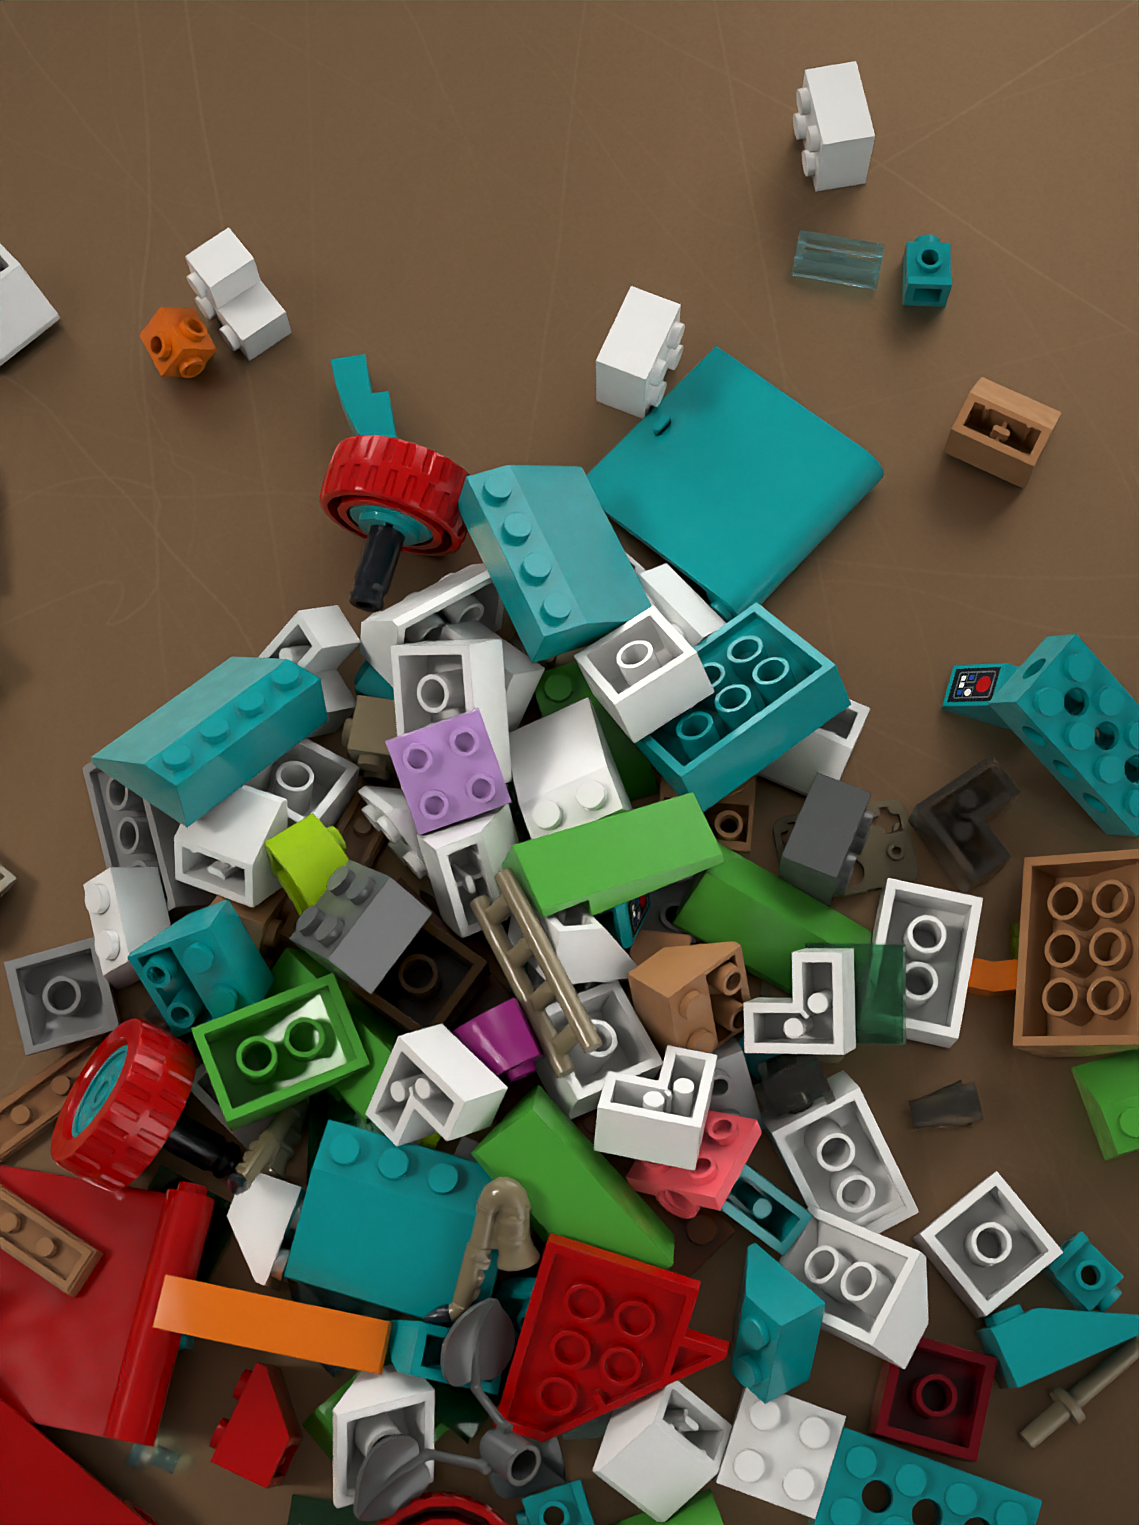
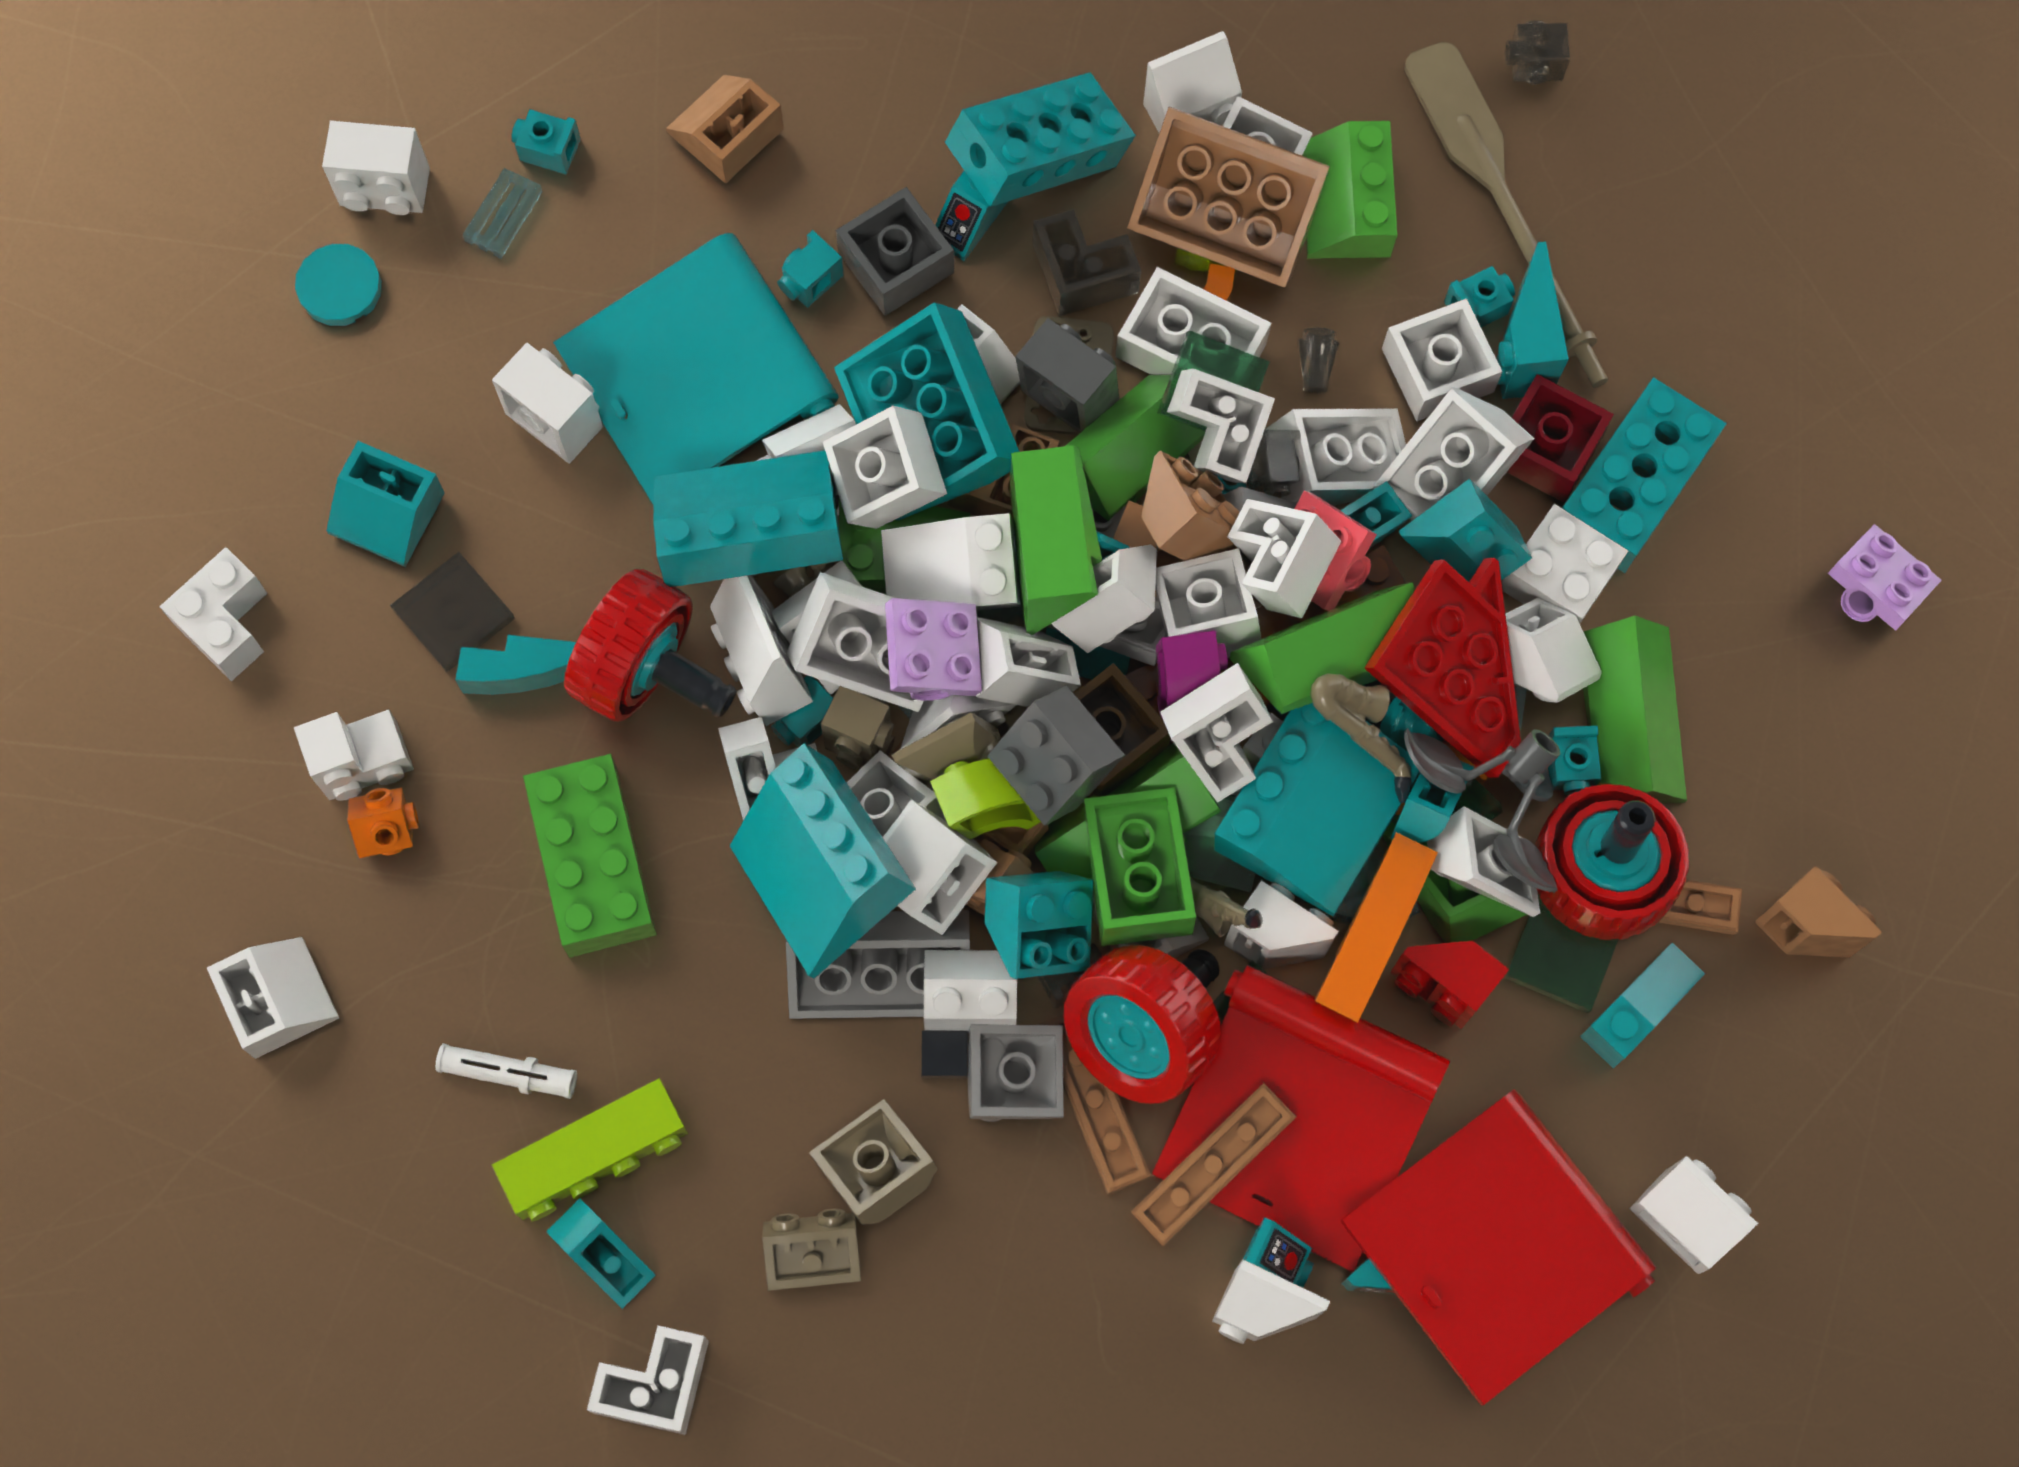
camera: 80 degrees left, 0 degrees up
(70, 922) = (944, 1054): none -> black tile
(157, 1456) = (1445, 1096): clear light blue piece -> none
(193, 534) = (589, 855): none -> bright green brick
(342, 137) = (210, 608): none -> white brick
(364, 834) = (962, 740): none -> dark tan slope
(411, 343) = (452, 611): none -> clear smoke tile
(495, 245) = (383, 503): none -> teal slope
(557, 982) = (1116, 606): dark tan bar -> none
(712, 141) = (338, 284): none -> teal tile
(870, 557) = (810, 270): none -> teal brick
(916, 630) = (895, 251): none -> dark grey brick

